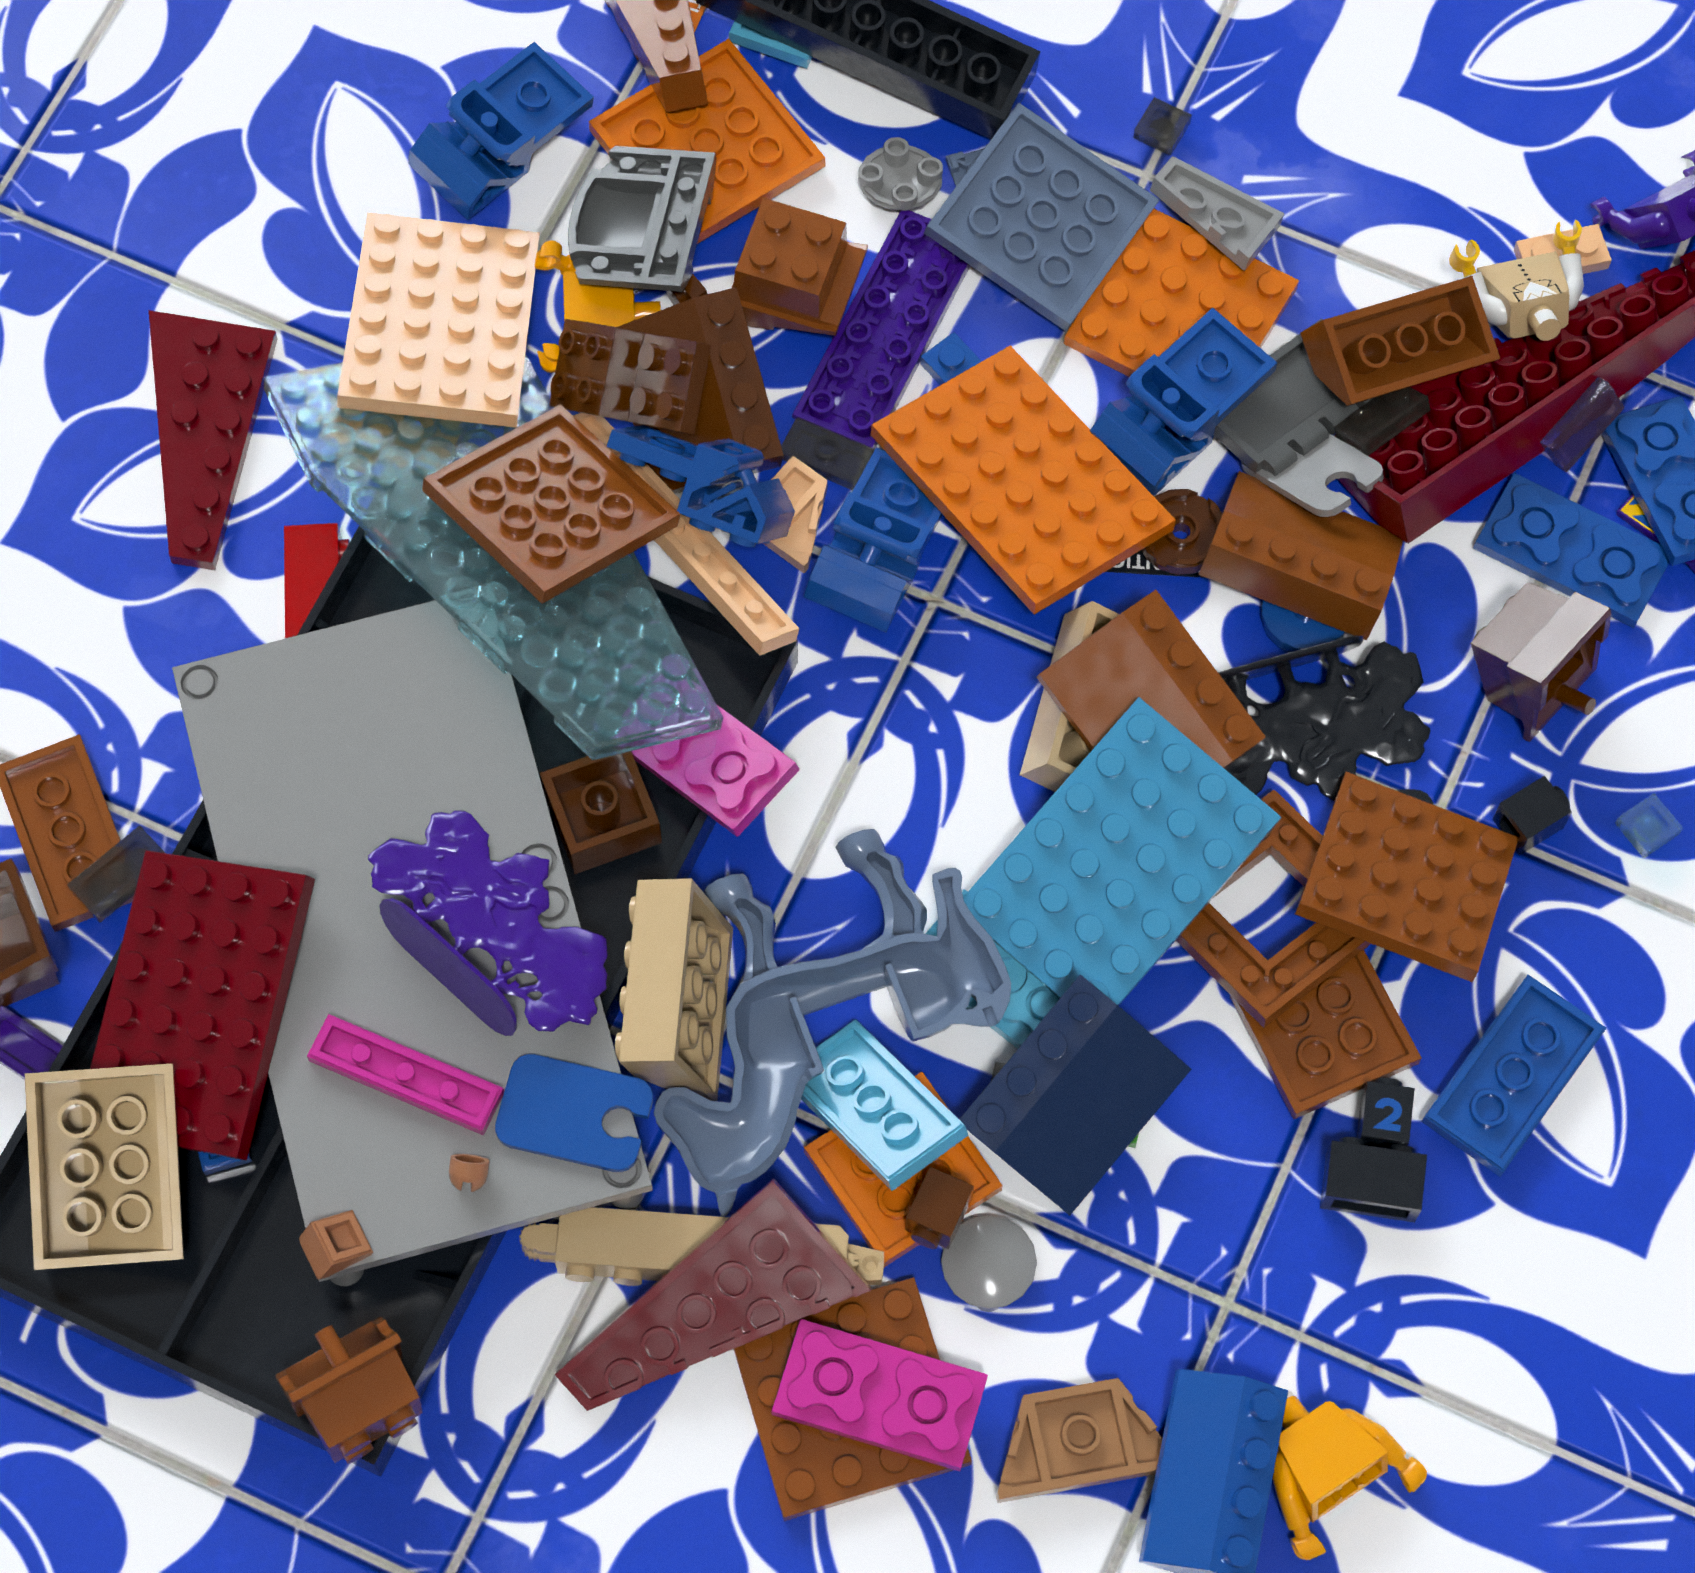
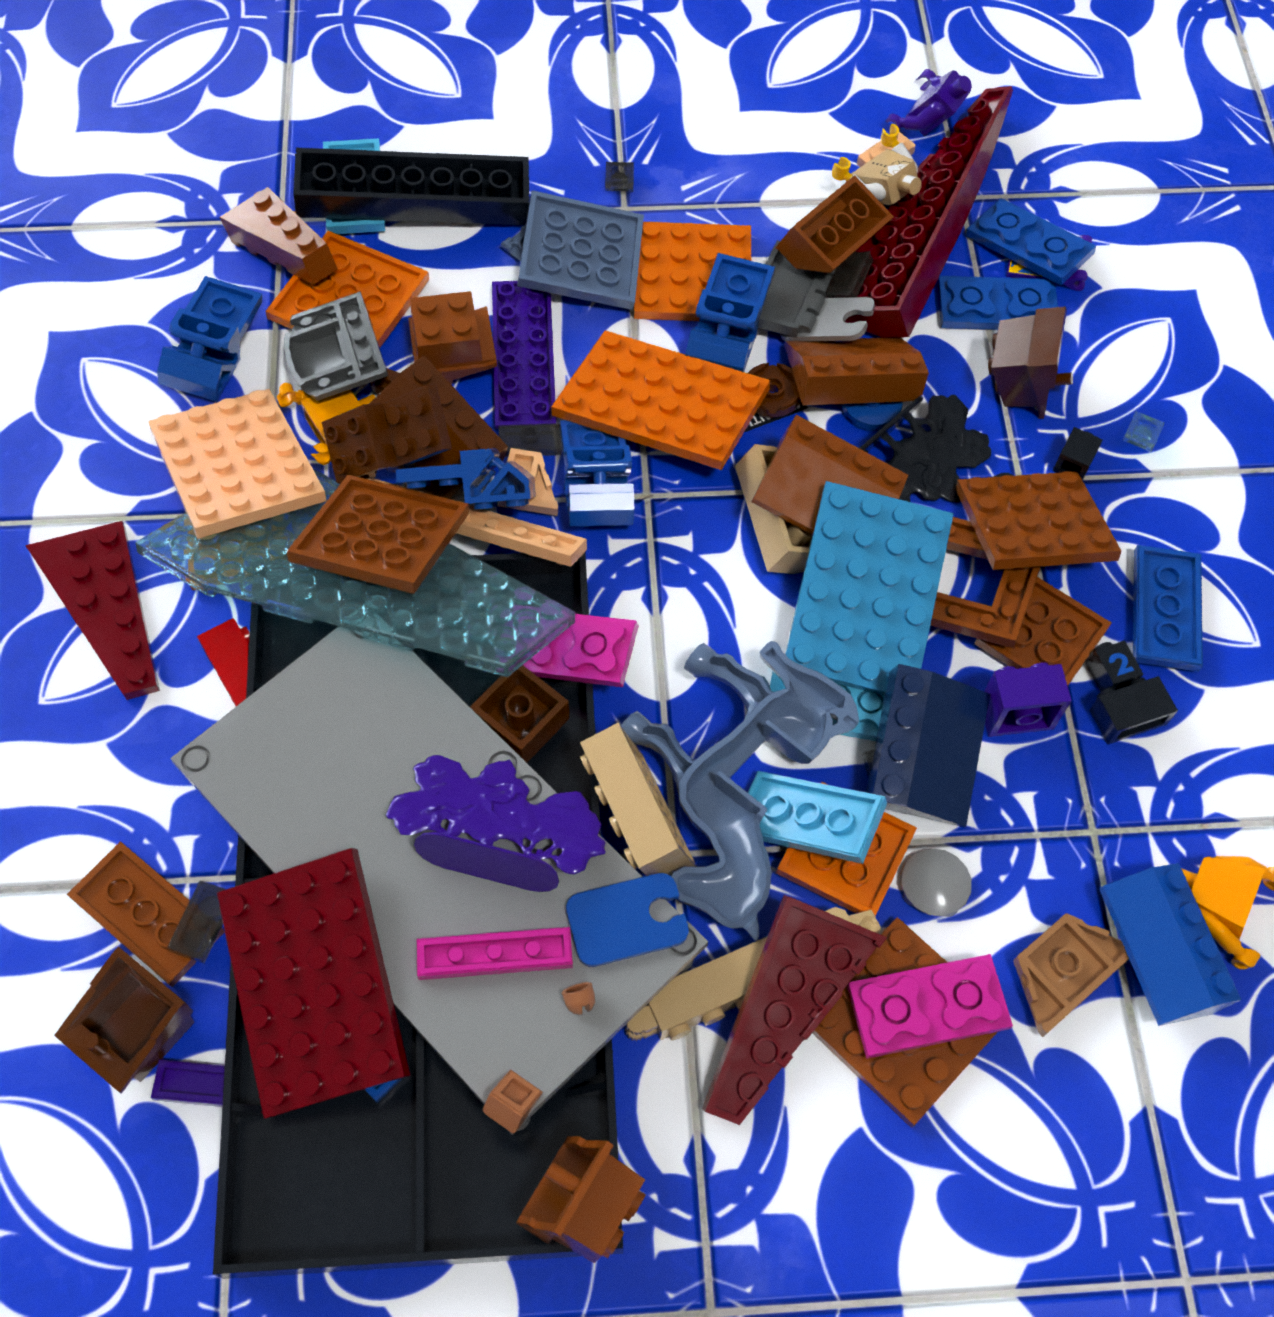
camera: 30 degrees left, 5 degrees down
(103, 1166) = (306, 1136): tan slope -> none
(900, 176) = (480, 264): light grey dish -> none
(938, 1209) = (892, 862): reddish brown brick -> none
(948, 359) = (571, 354): blue plate -> none
(1217, 211) = (680, 206): light grey wing -> none
(1232, 1097) = (1026, 699): none -> dark purple brick
(1582, 424) = (962, 232): clear purple tile -> none

